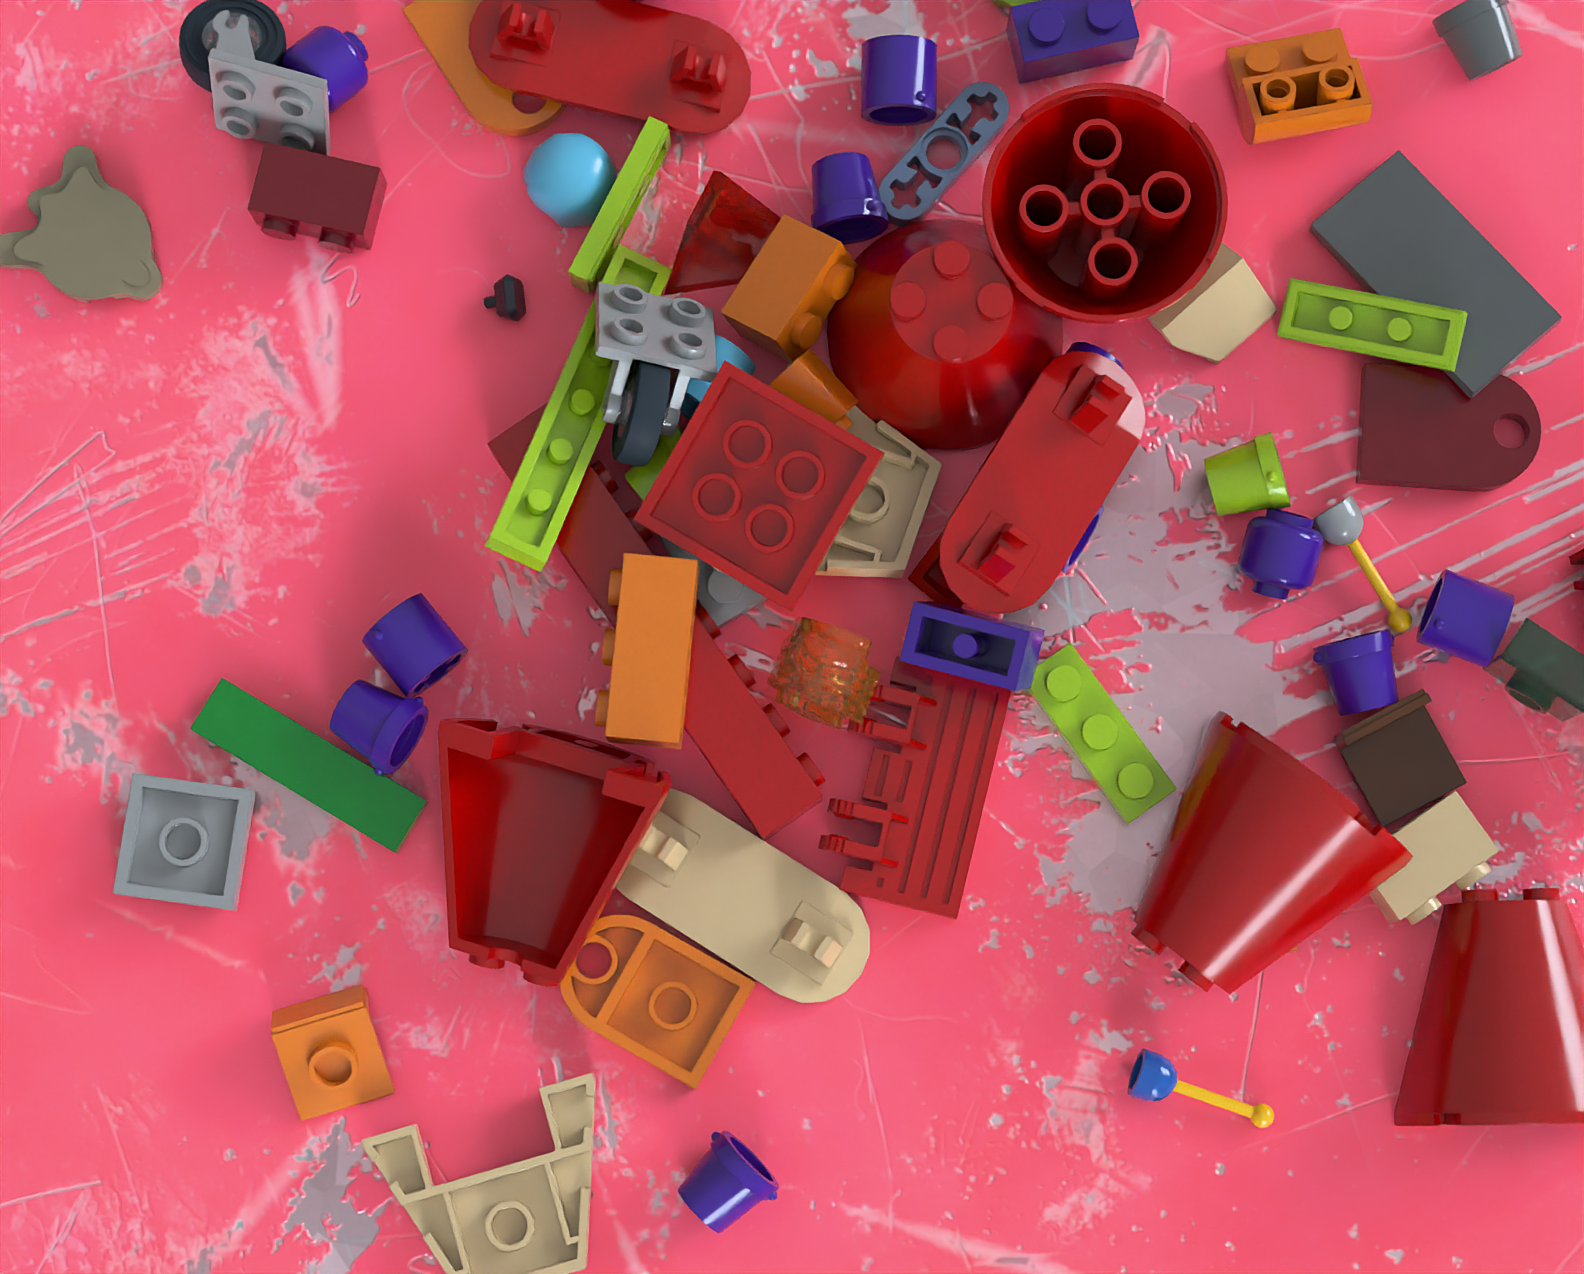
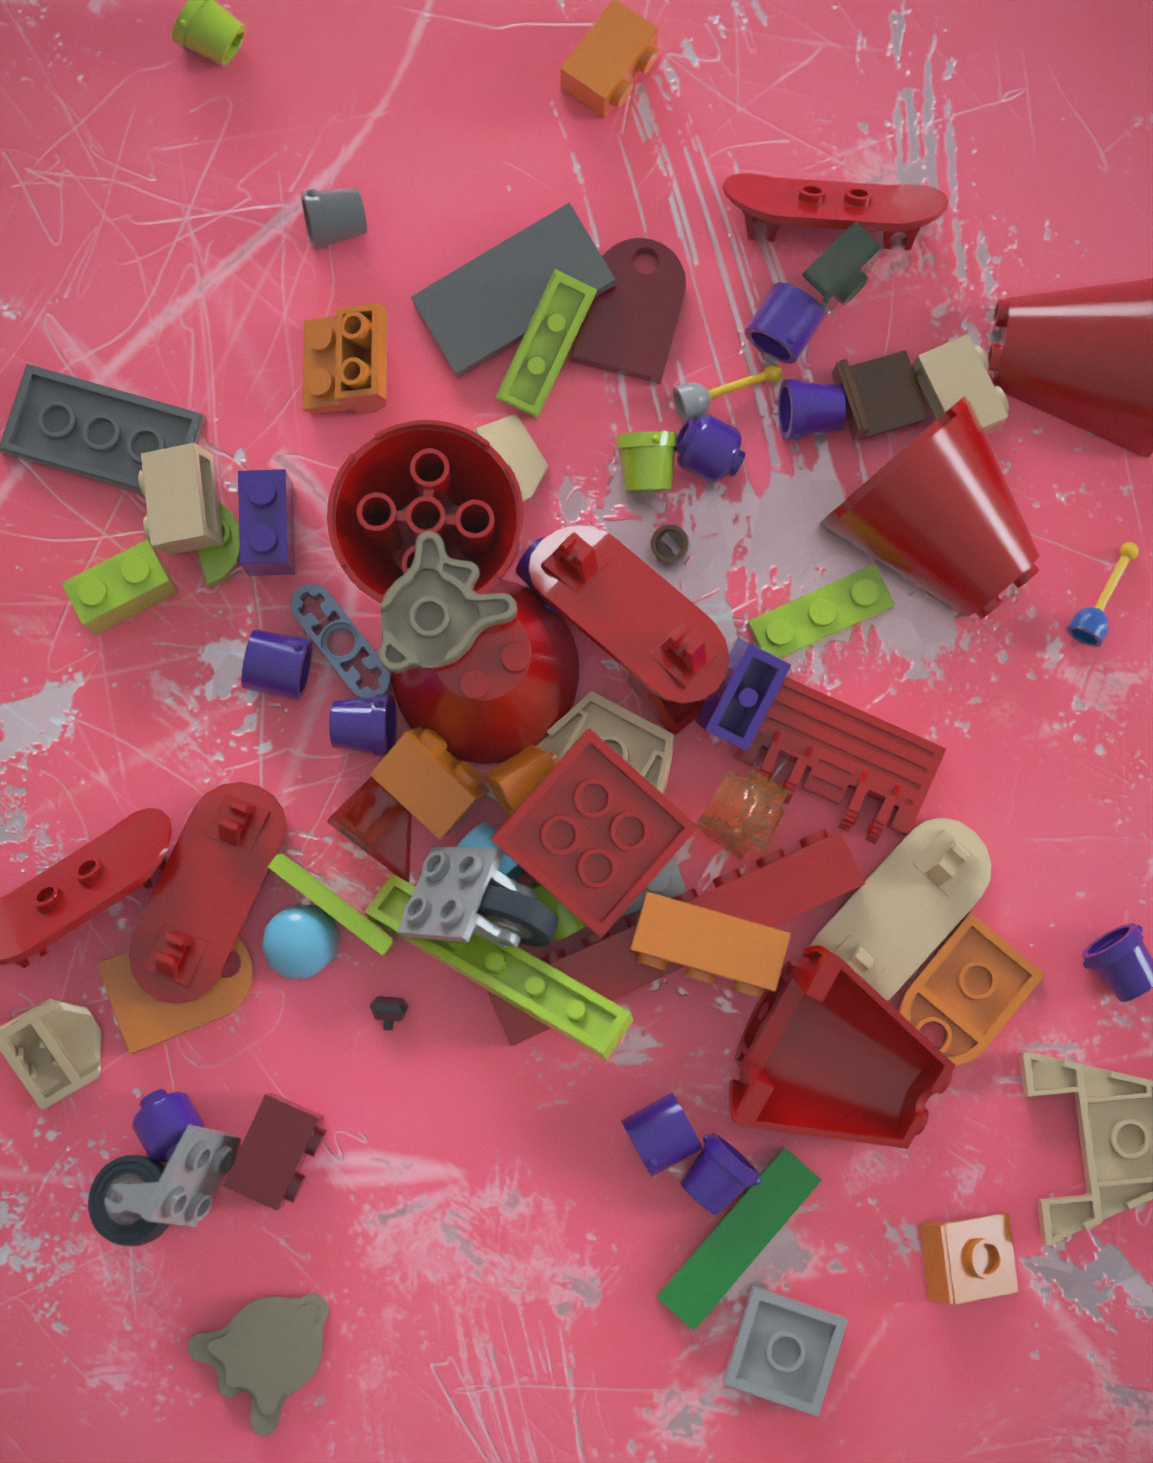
camera: 85 degrees left, 0 degrees up
(985, 233) = (434, 612): none -> dark tan tile
(1139, 521) = (662, 550): none -> reddish brown hinge

